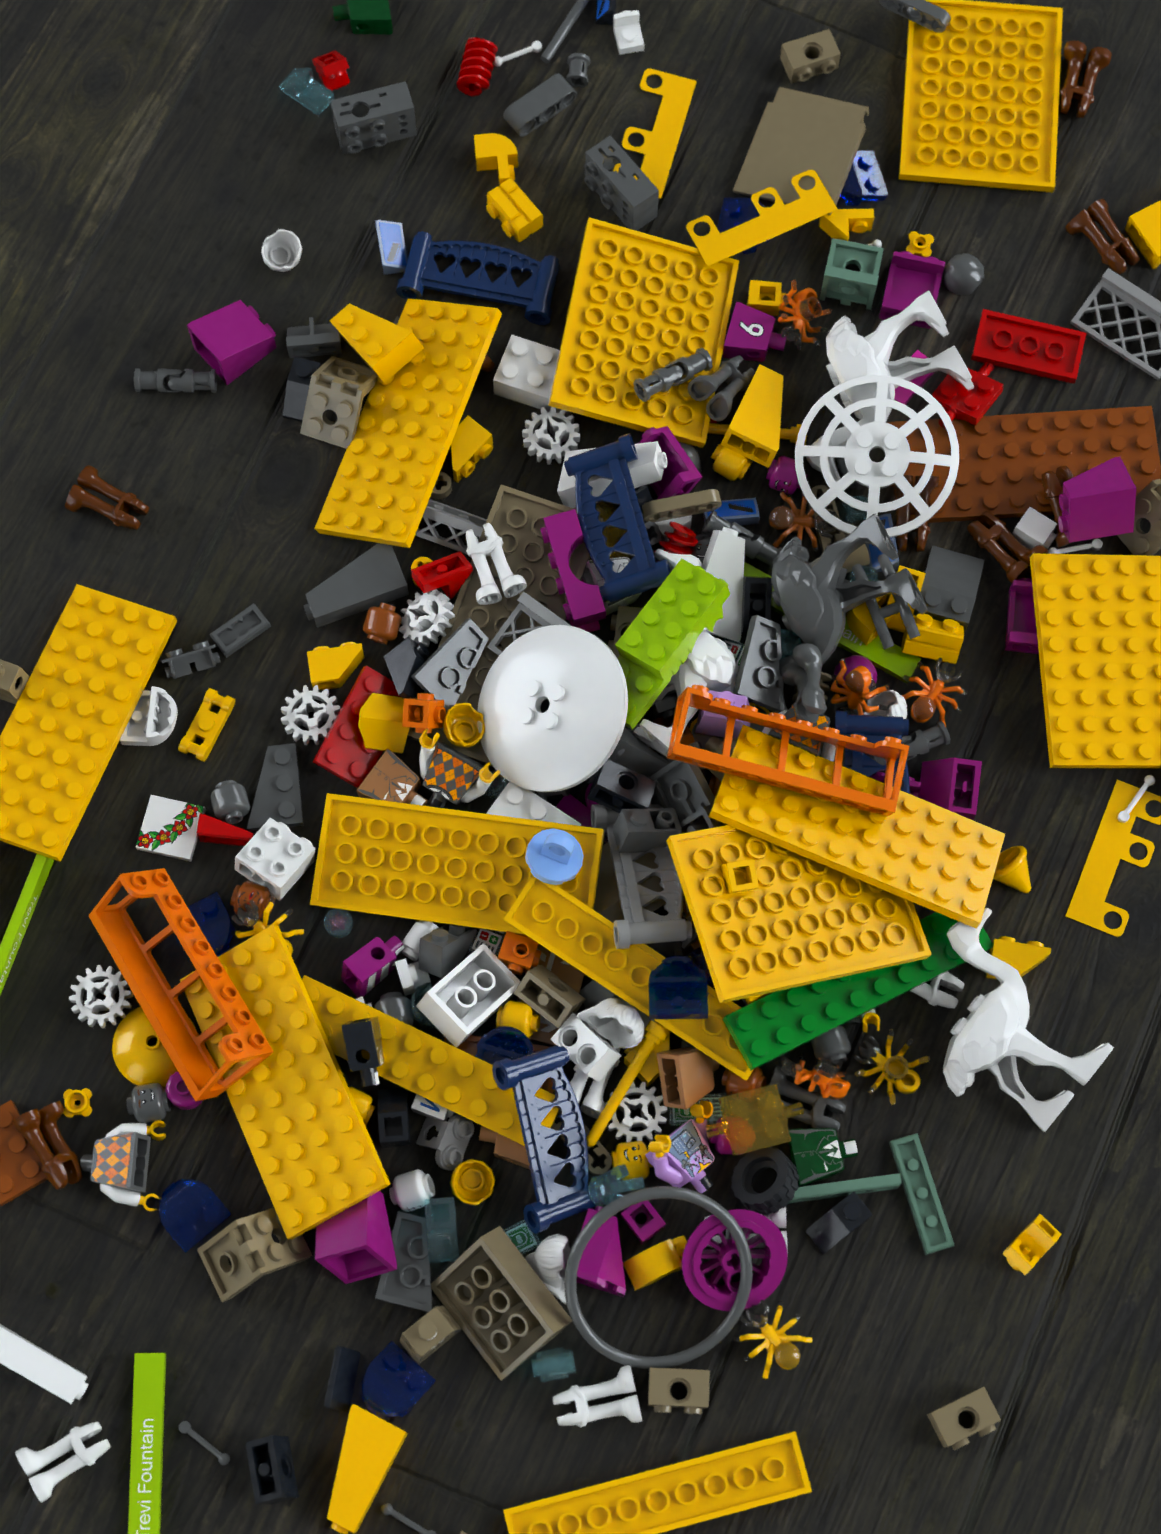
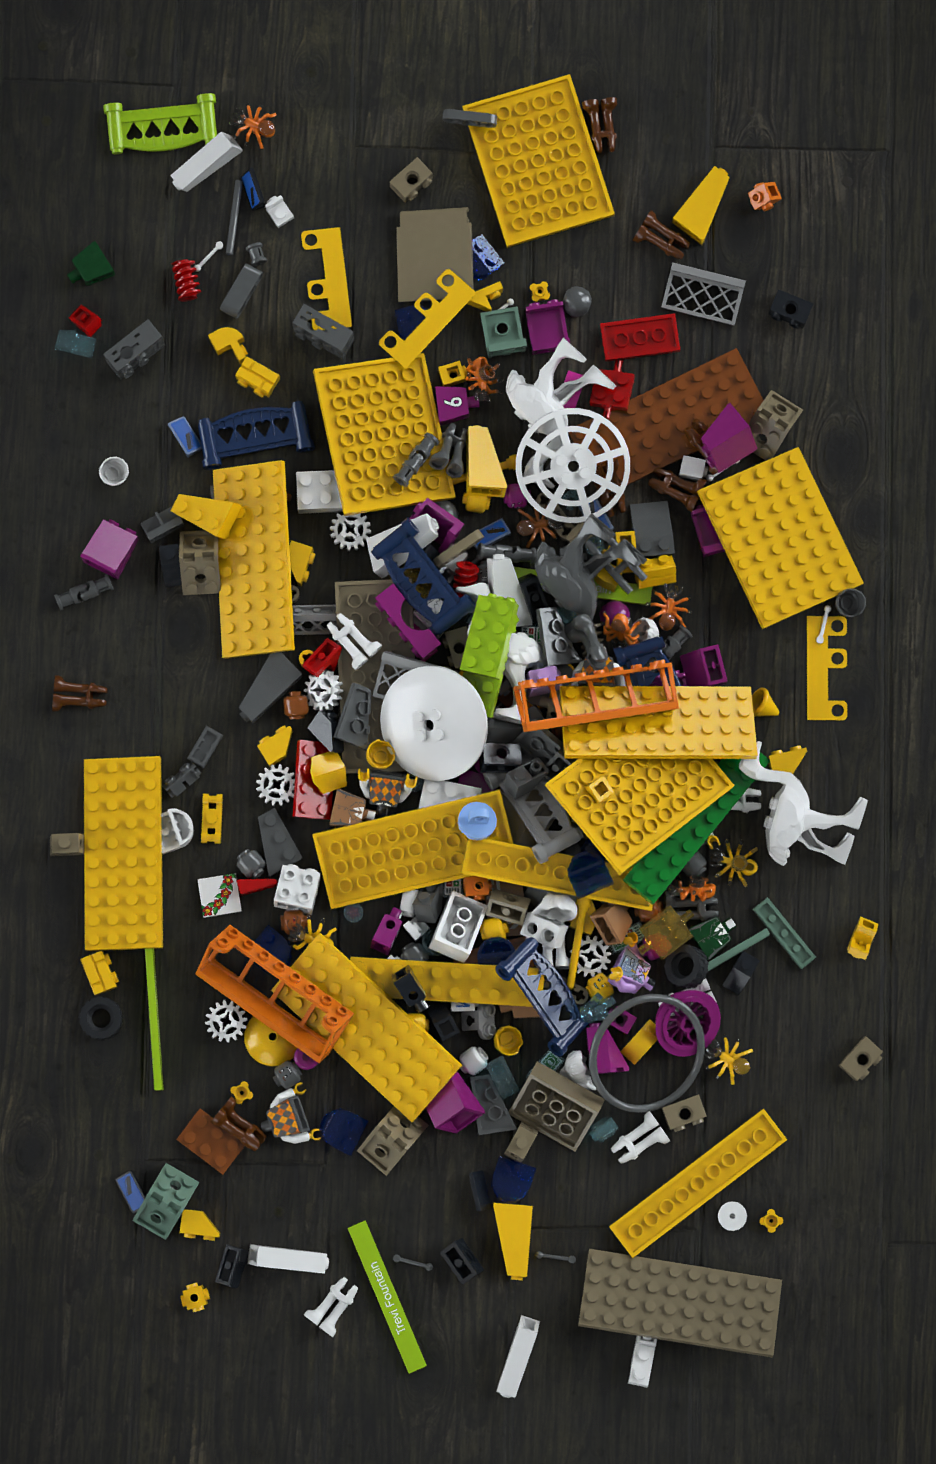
camera: 25 degrees left, 10 degrees up
(423, 713) = (352, 757): orange brick -> none

